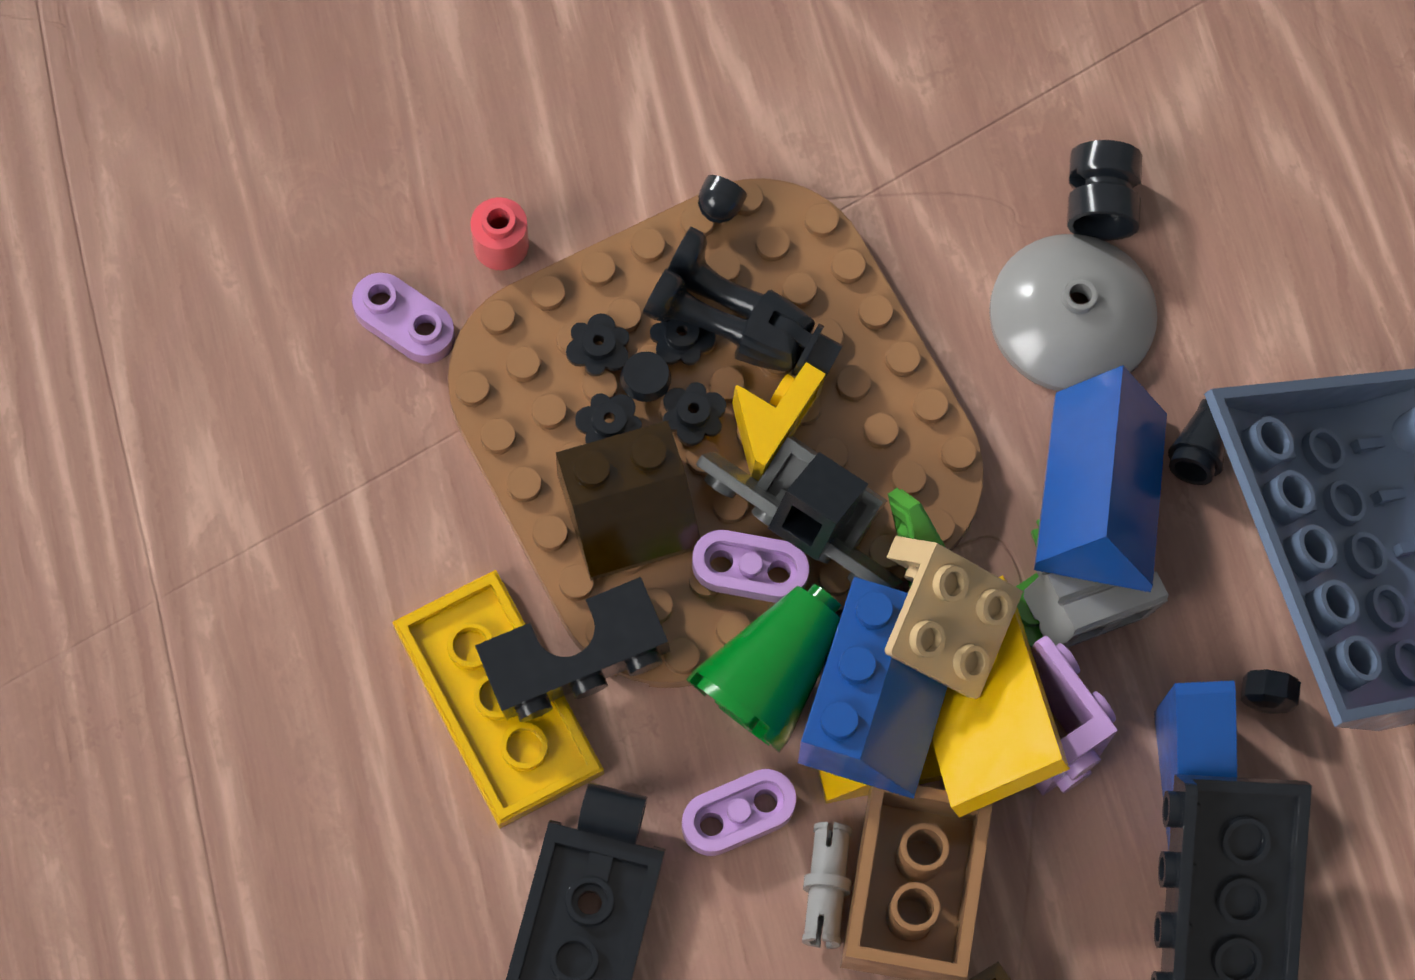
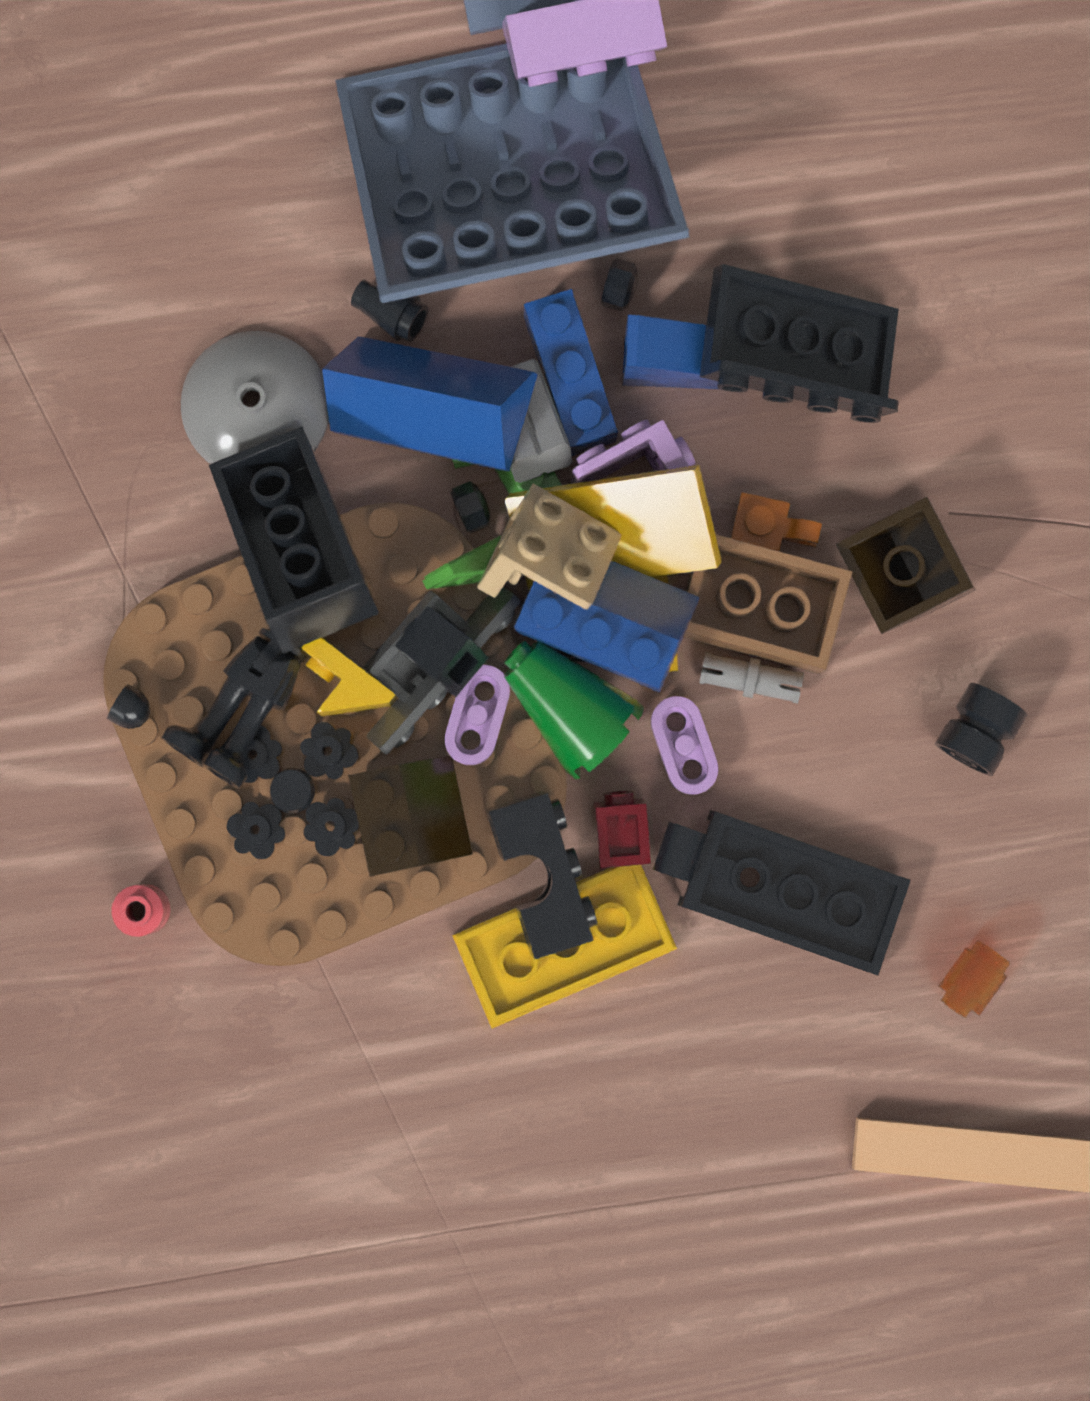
camera: 85 degrees left, 15 degrees up
(401, 315) = (207, 1002): lavender plate -> none
(632, 744) = (622, 830): none -> dark red bracket
(925, 344) = (292, 540): none -> black brick
(989, 545) = (471, 506): none -> black tile
(1012, 889) = (766, 524): none -> orange plate
(1103, 191) = (146, 361): black wheel -> none
(1173, 632) = (570, 371): none -> blue arch

